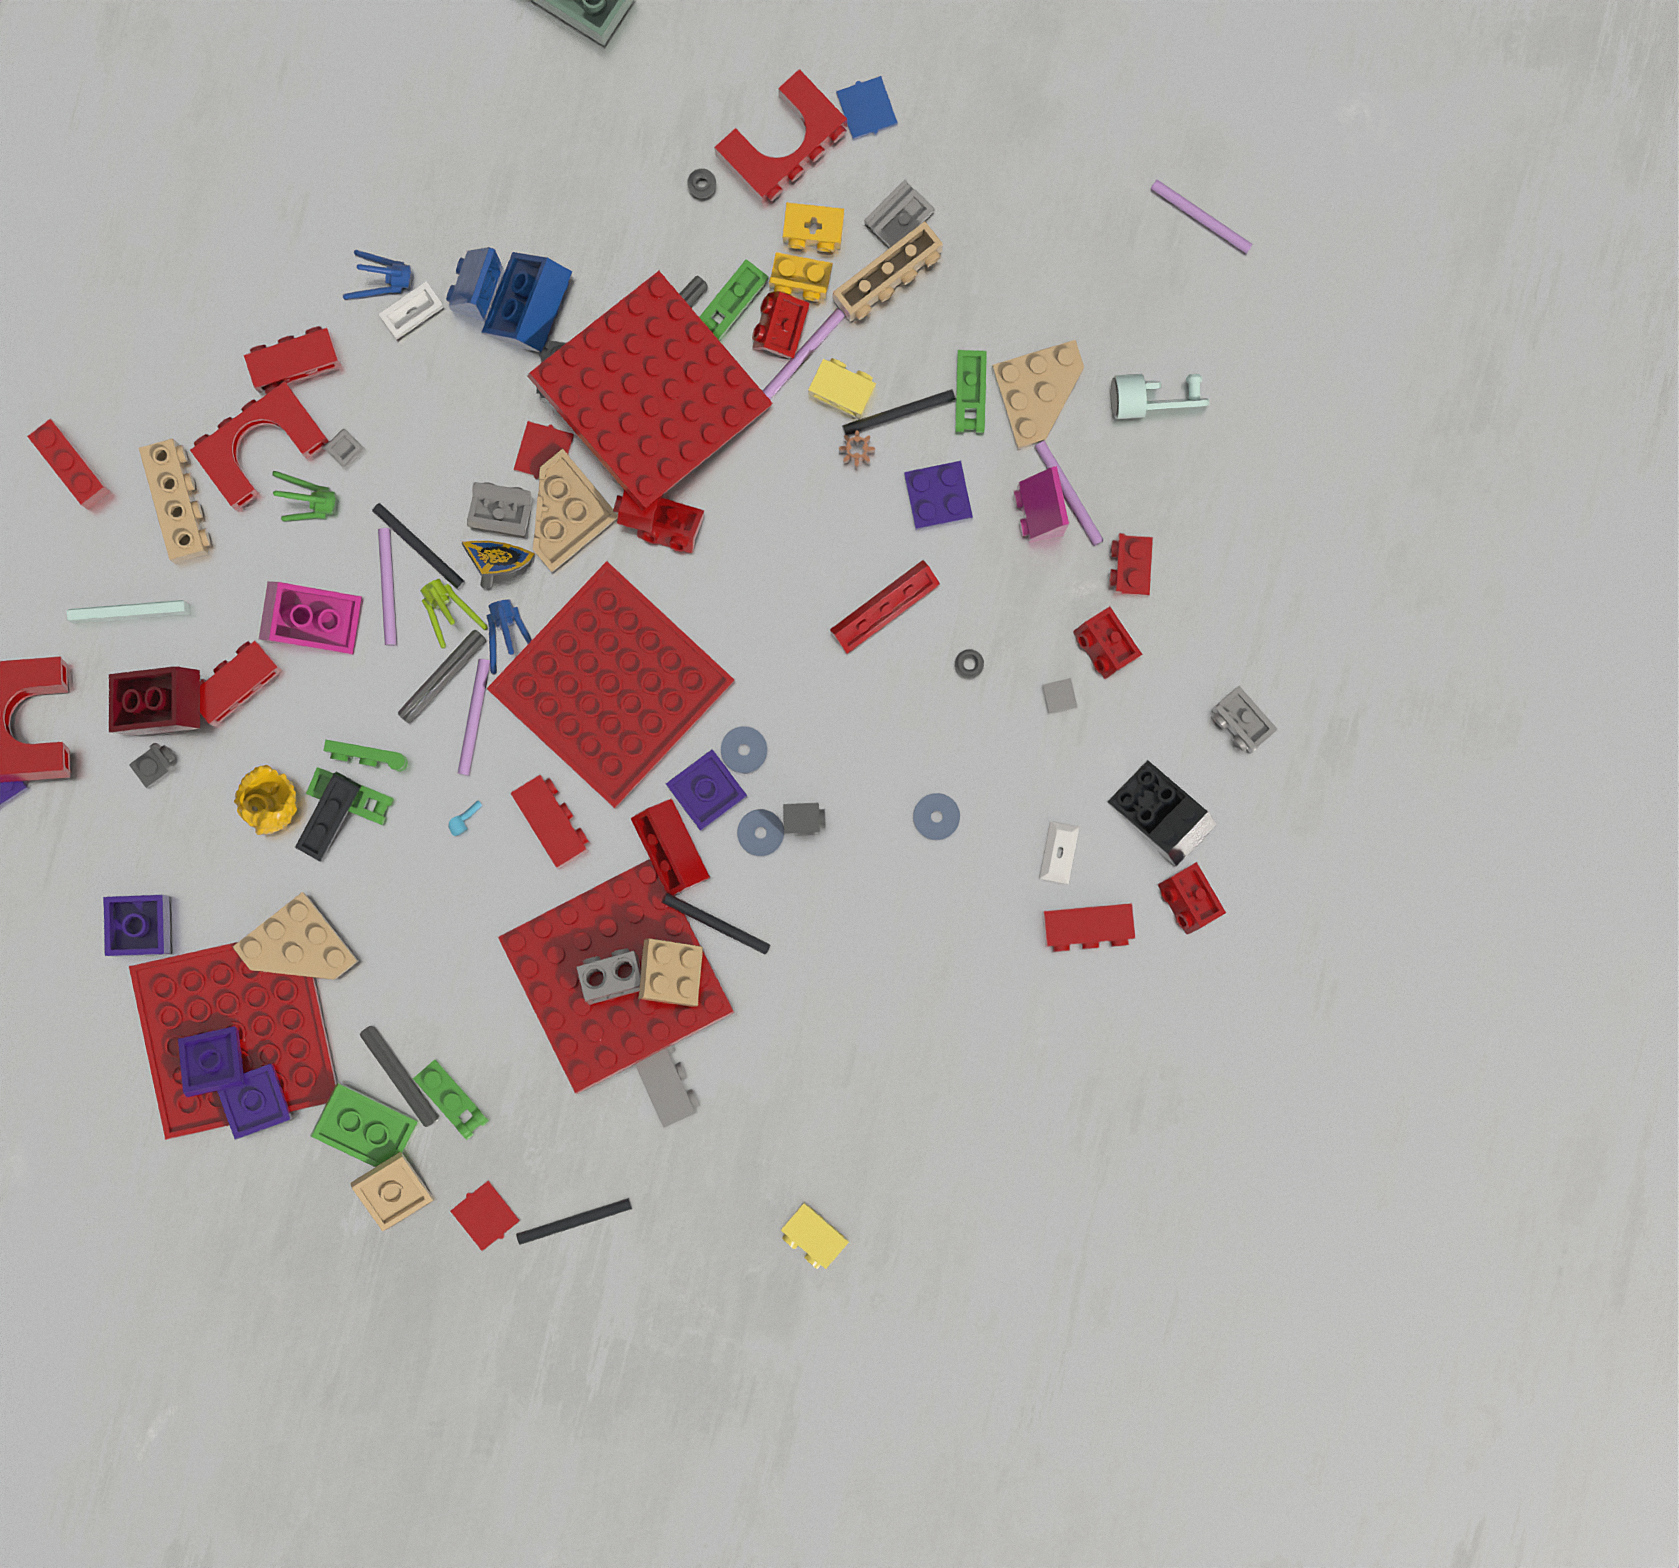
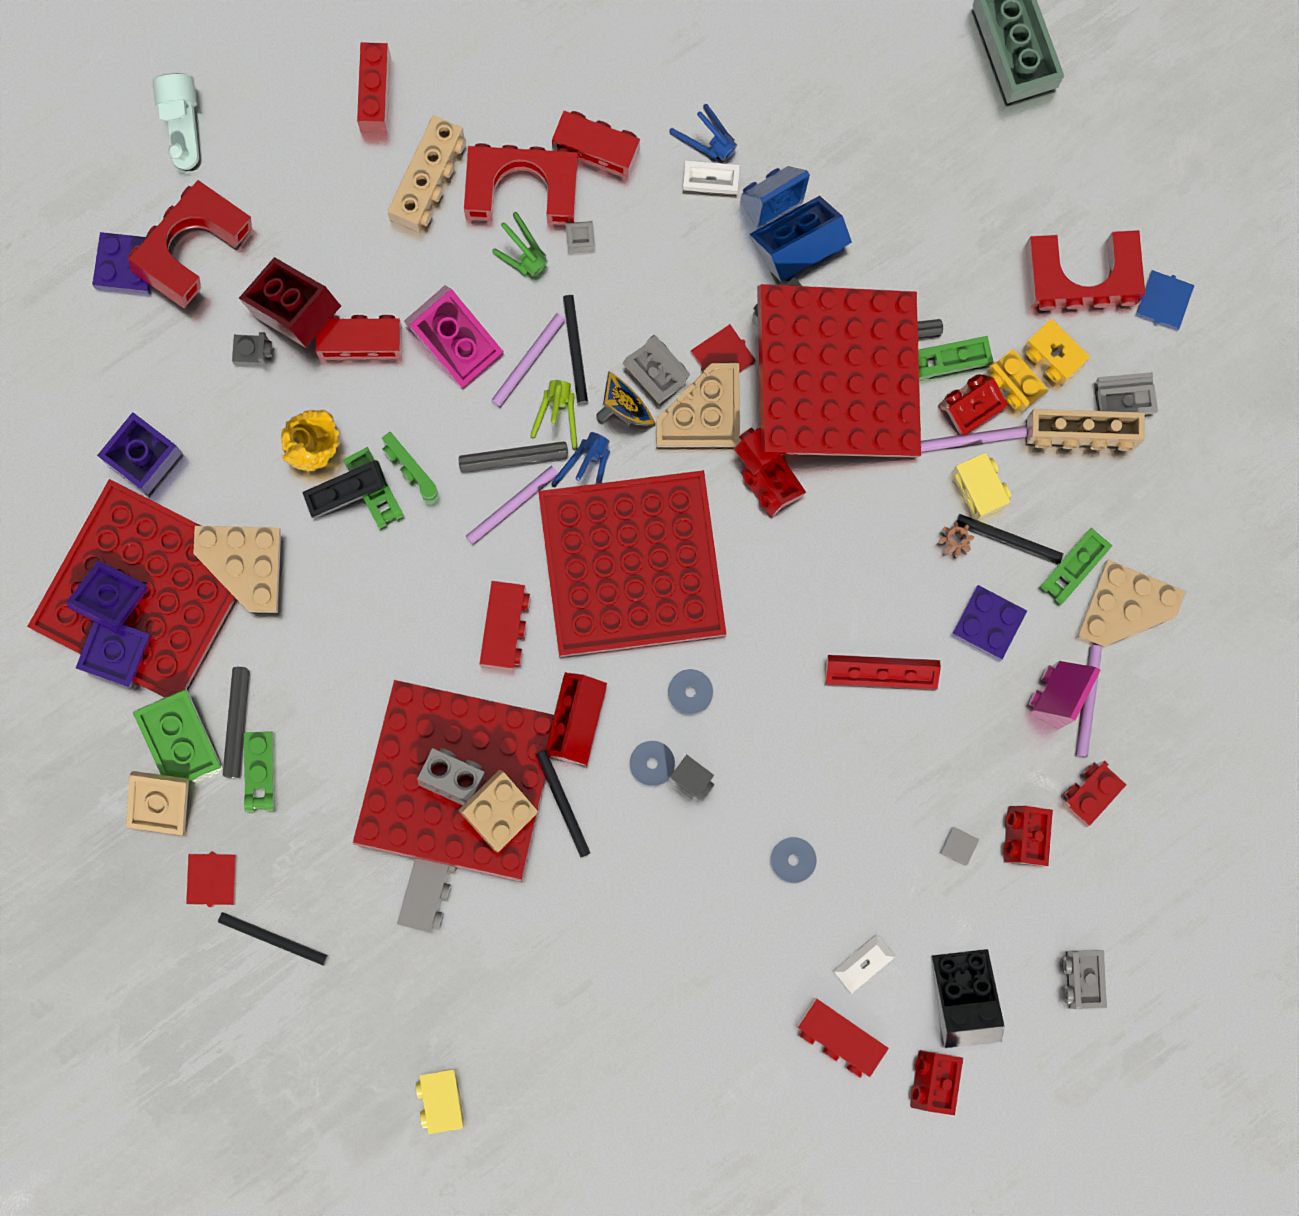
camera: 35 degrees right, 5 degrees down
(128, 611) = (326, 225): light aqua tile -> none
(457, 825) = (433, 573): medium azure hand -> none
(706, 790) = (638, 698): dark purple plate -> none
(708, 189) = (998, 264): dark grey plate -> none
(969, 654) = (919, 762): dark grey plate -> none
(1130, 398) = (1194, 666): light aqua piece -> none

